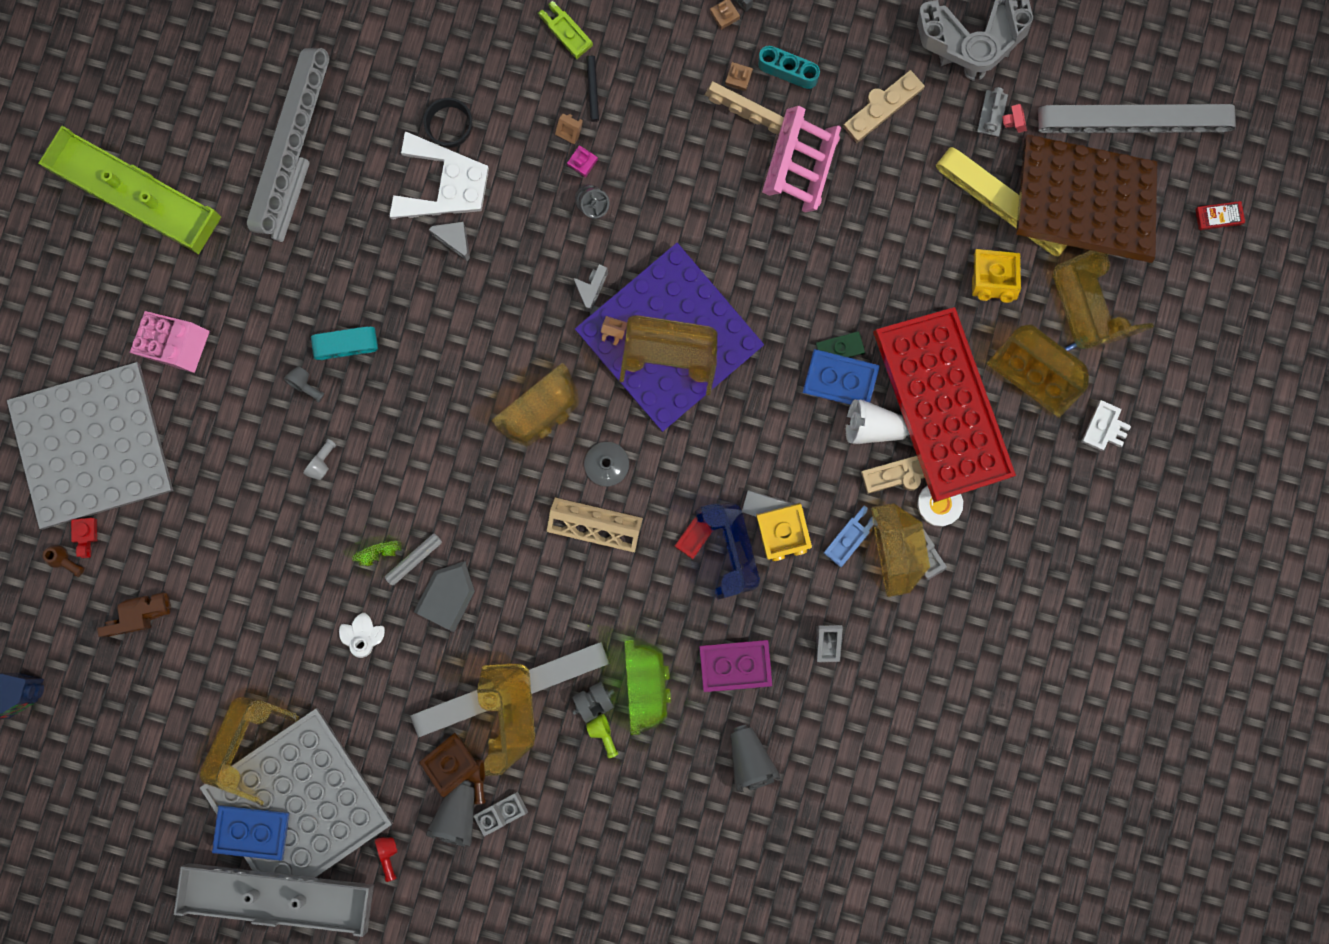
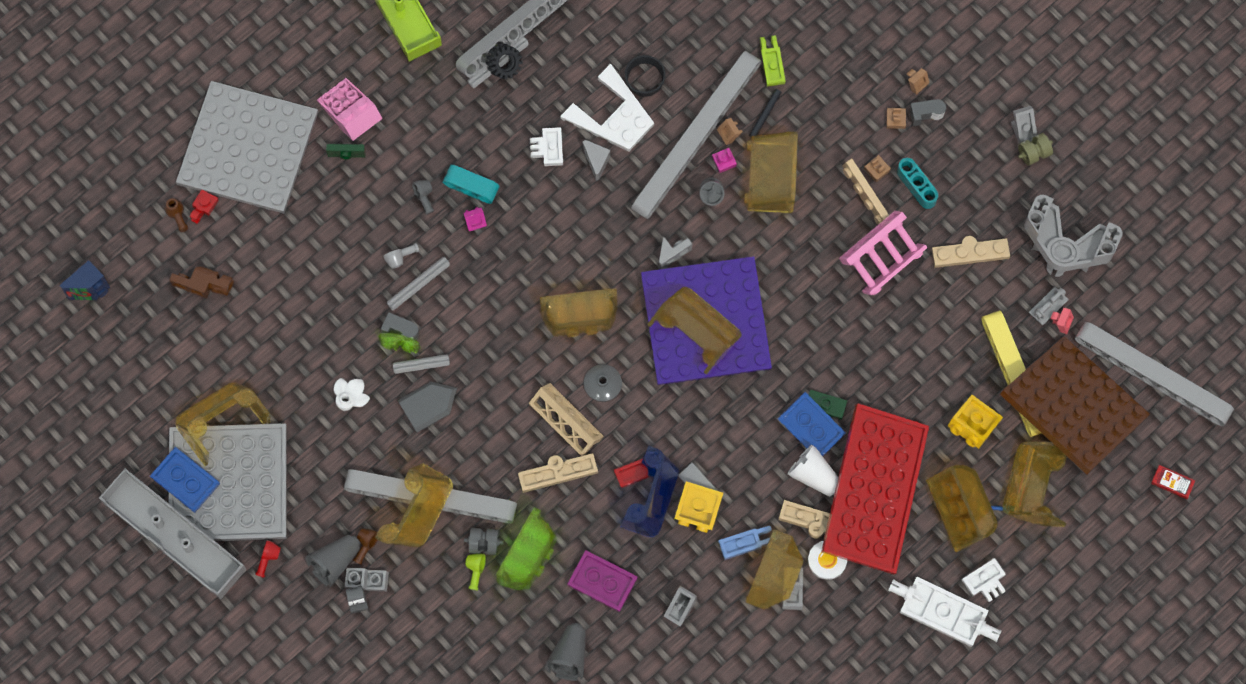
camera: 30 degrees right, 10 degrees down
(194, 388) = (346, 151): none -> dark green plate
(307, 191) = (513, 65): none -> black tyre
(356, 479) = (418, 283): none -> light grey axle
(366, 535) = (400, 326): none -> dark grey leg
(371, 376) = (475, 219): none -> dark pink tile
(398, 256) = (548, 147): none -> white hinge
(449, 765) = (353, 521): reddish brown tile -> none
(504, 842) = (357, 599): none -> dark grey leg
(538, 152) = (696, 135): none -> light grey beam
(613, 328) = (668, 287): medium nougat tile -> none
(621, 583) = (557, 472): none -> tan hinge
(640, 143) = (772, 172): none -> clear yellow windscreen
(1086, 484) = (944, 611): none -> white plate

